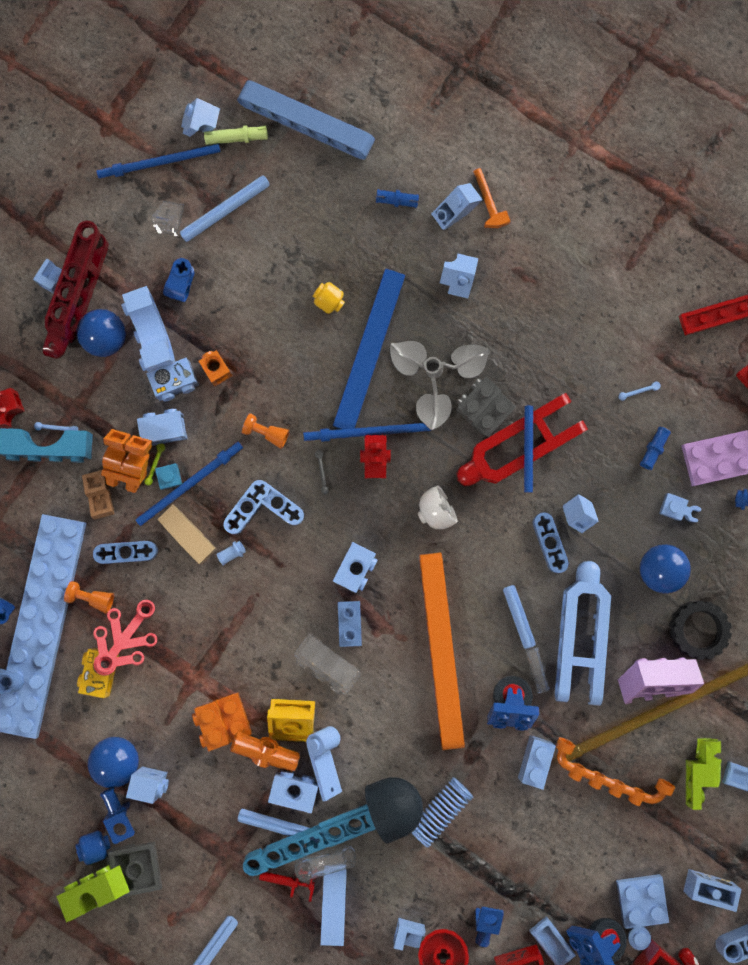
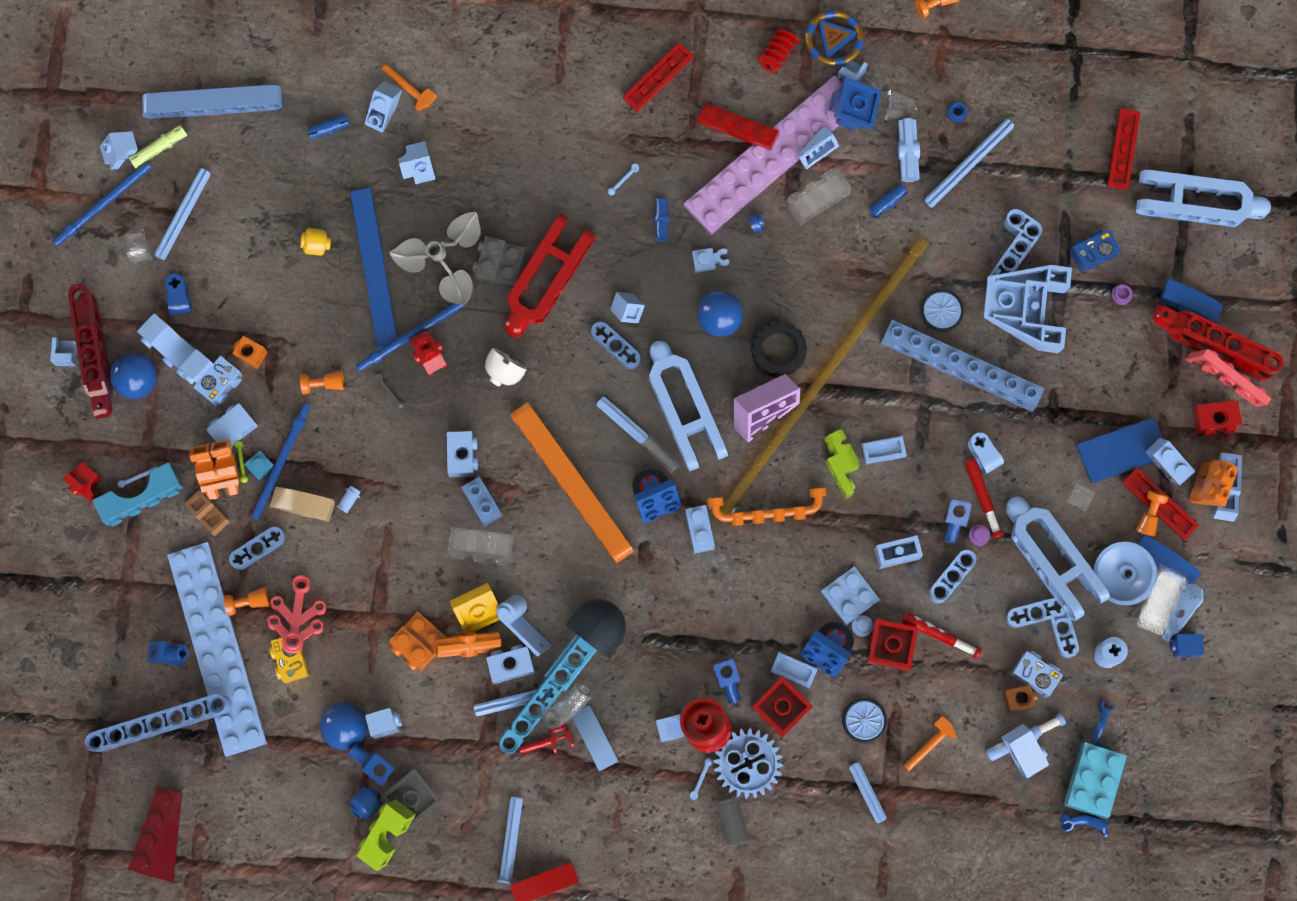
camera: 25 degrees left, 5 degrees down
(265, 499) = (353, 440): light blue beam -> none
(466, 795) = (647, 584): light blue piece -> none
(528, 449) = (553, 276): blue bar -> none

